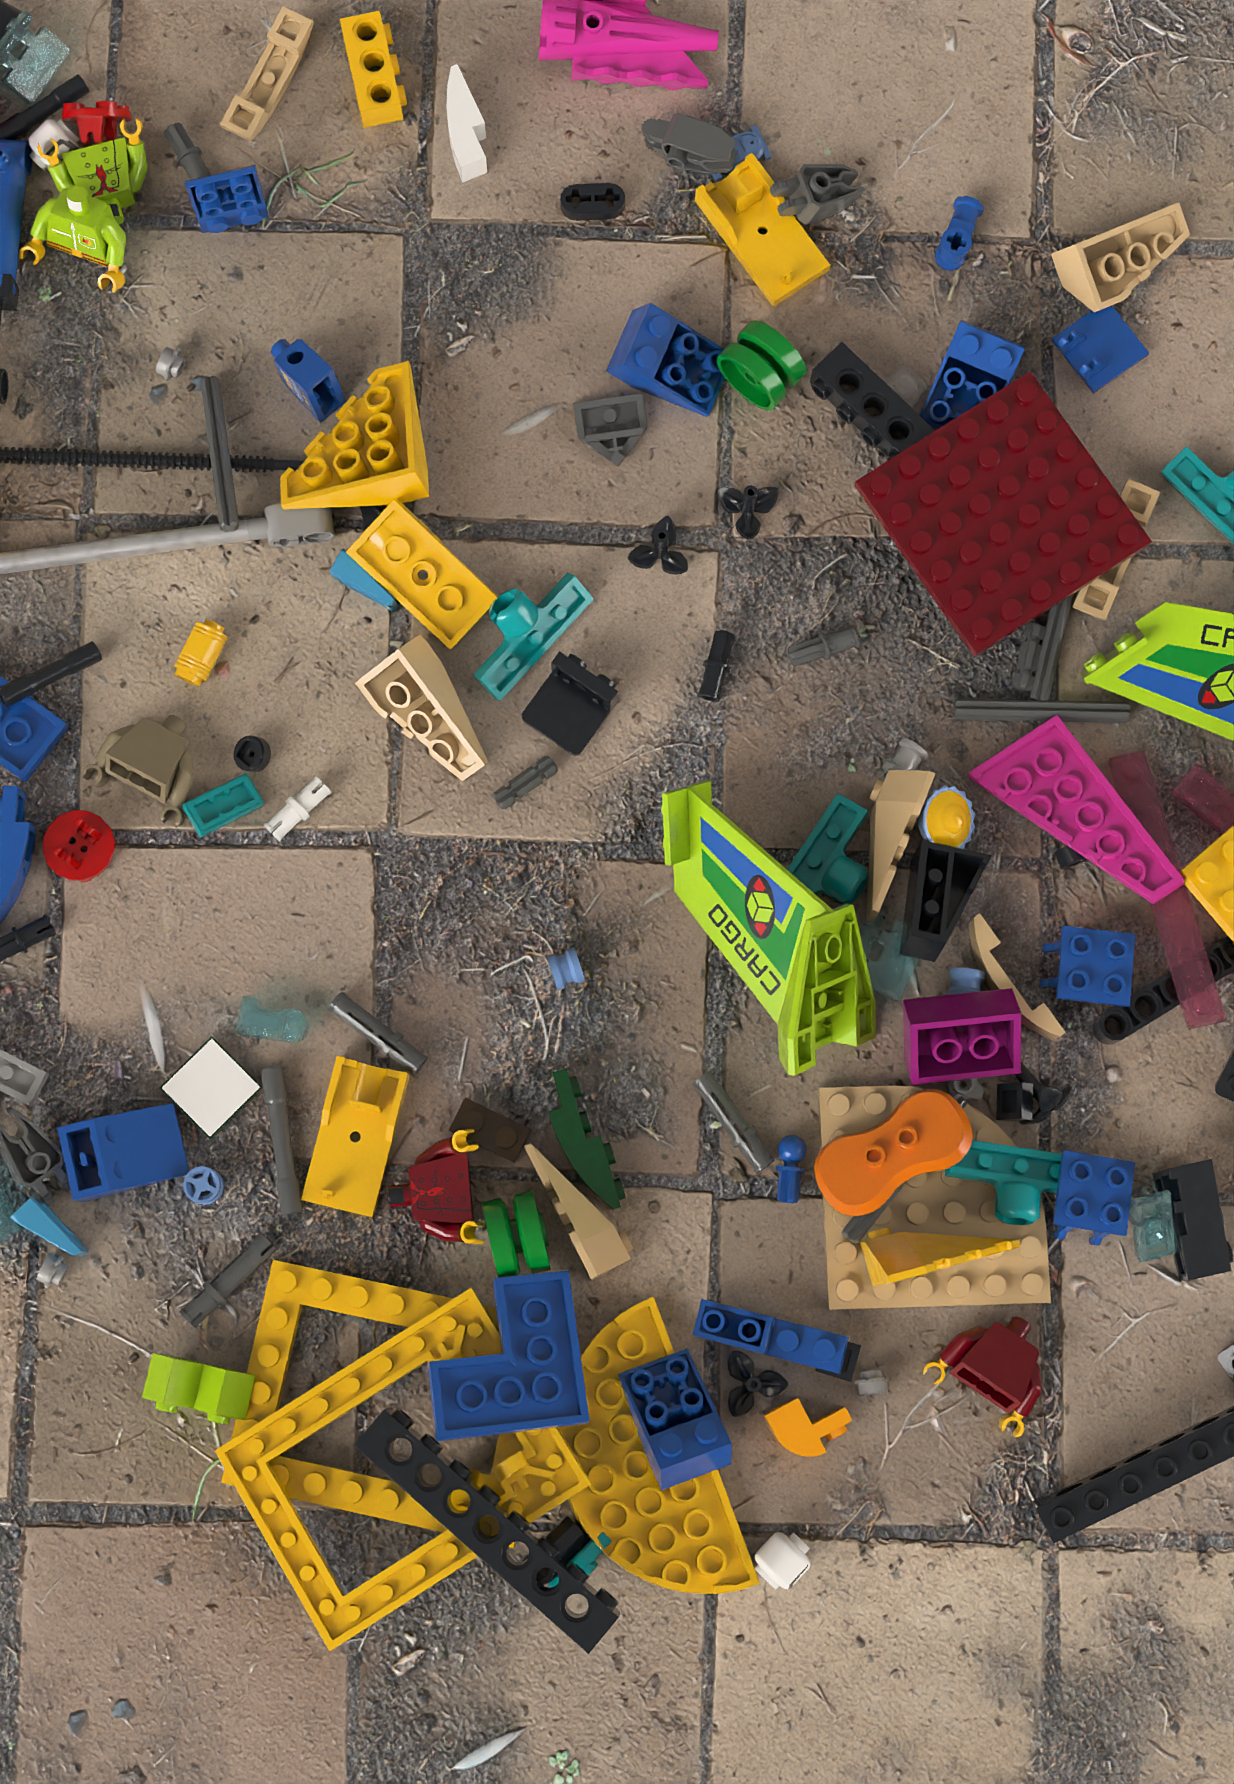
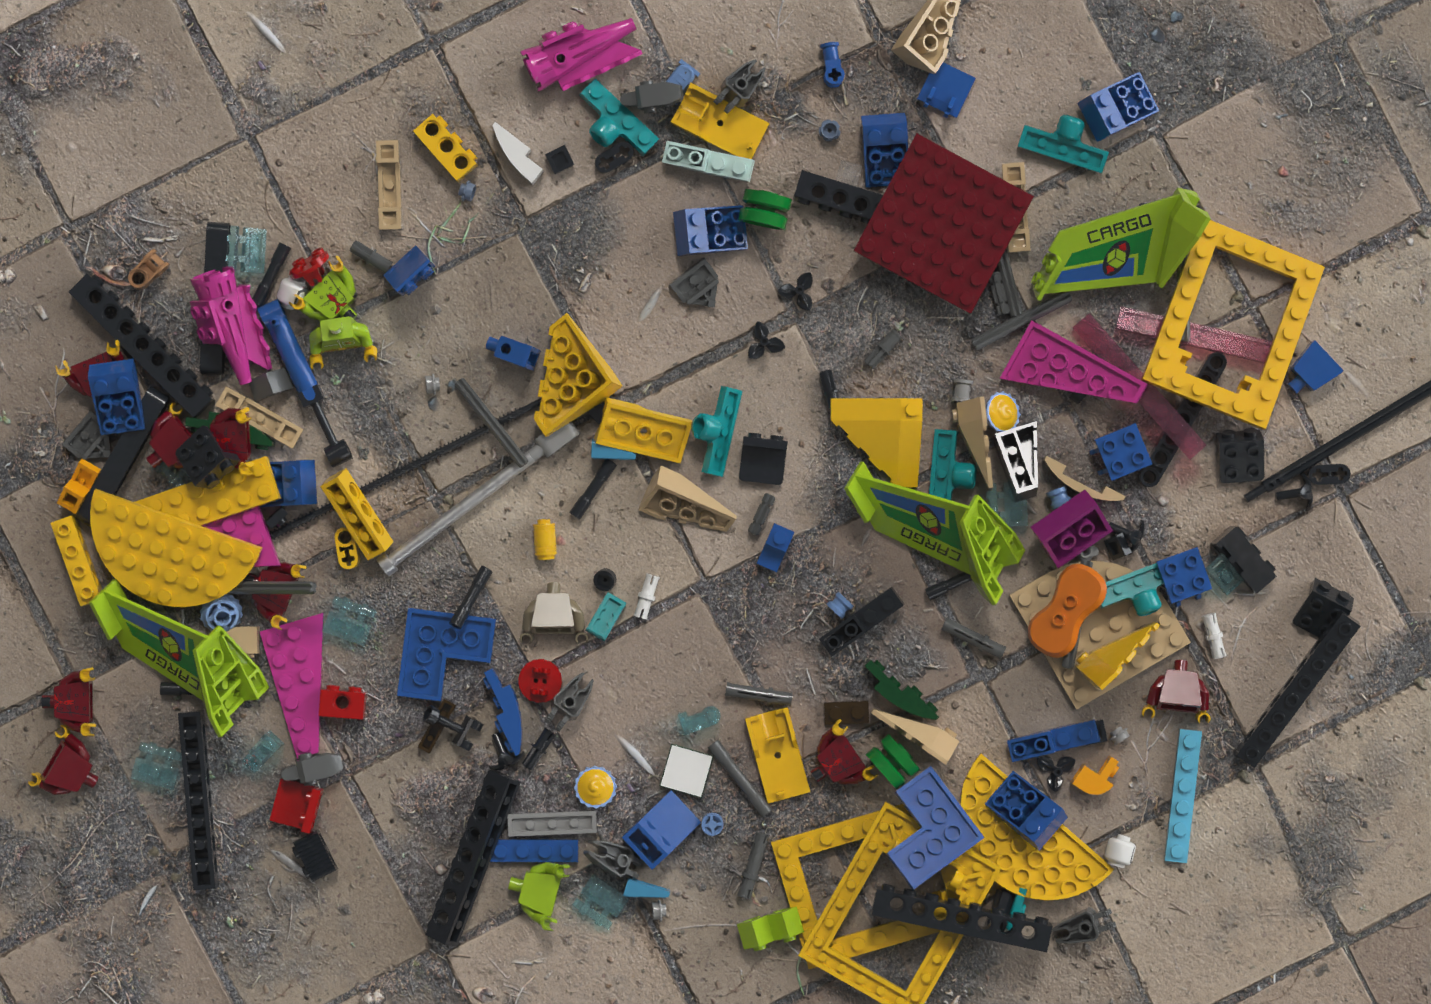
camera: 20 degrees left, 10 degrees up
(65, 1037) = (595, 787): none -> yellow piece
(101, 894) = (567, 703): none -> dark grey hinge
(328, 611) = (600, 477): none -> black piece
(368, 140) = (467, 191): none -> sand blue plate
(517, 164) = (559, 159): none -> black plate
(519, 836) = (775, 547): none -> blue arch
(583, 1008) = (861, 621): none -> black slope
(622, 153) = (615, 120): none -> teal plate
(667, 1647) = (1084, 926): none -> dark grey hinge
(716, 270) = (708, 161): none -> light aqua slope
(731, 1025) = (945, 586): none -> black piece
(764, 755) = (886, 431): none -> yellow slope
(792, 1151) = (1013, 637): blue axle -> none
(911, 309) = (832, 125): none -> sand blue plate
(920, 1529) = (1183, 795): none -> medium azure plate
(1090, 1311) = (1214, 636): none -> white pin

